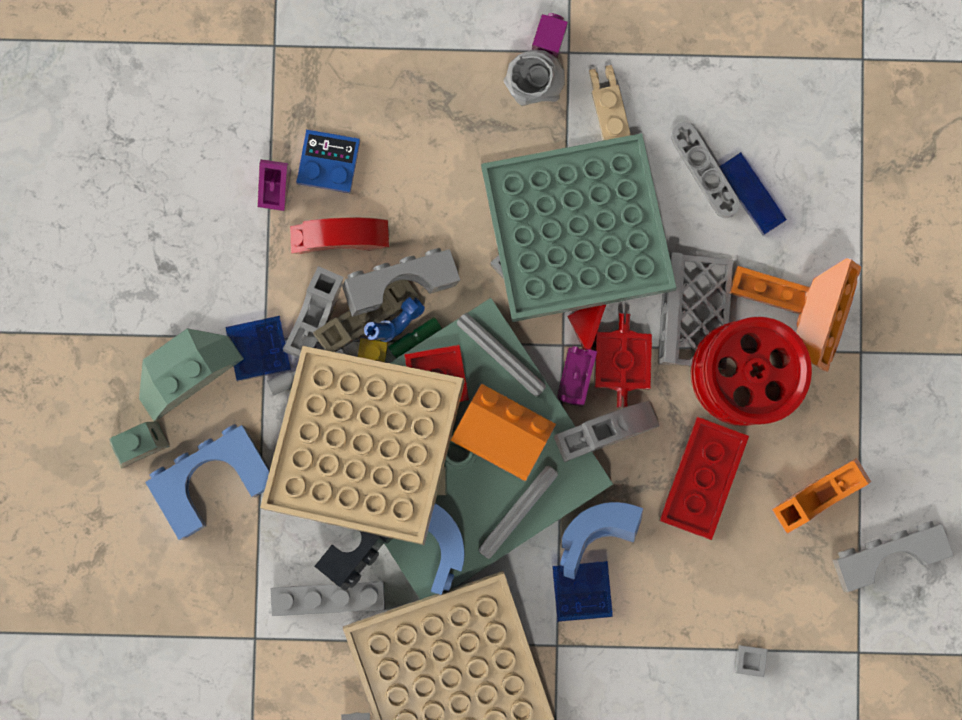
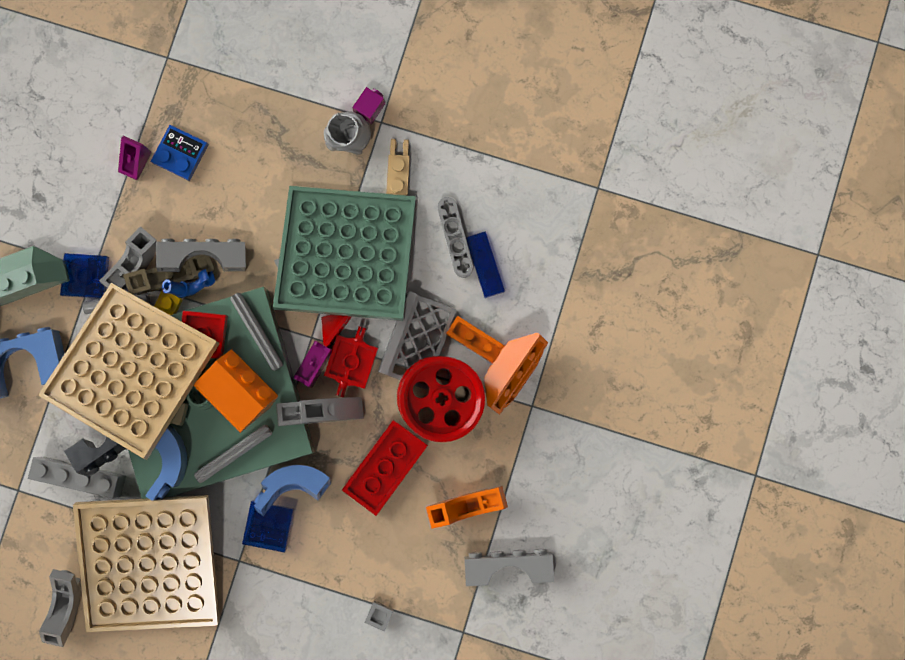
camera: 20 degrees right, 0 degrees up
(339, 234) = (169, 208): red arch -> none
(412, 339) = (202, 300): dark green piece -> none

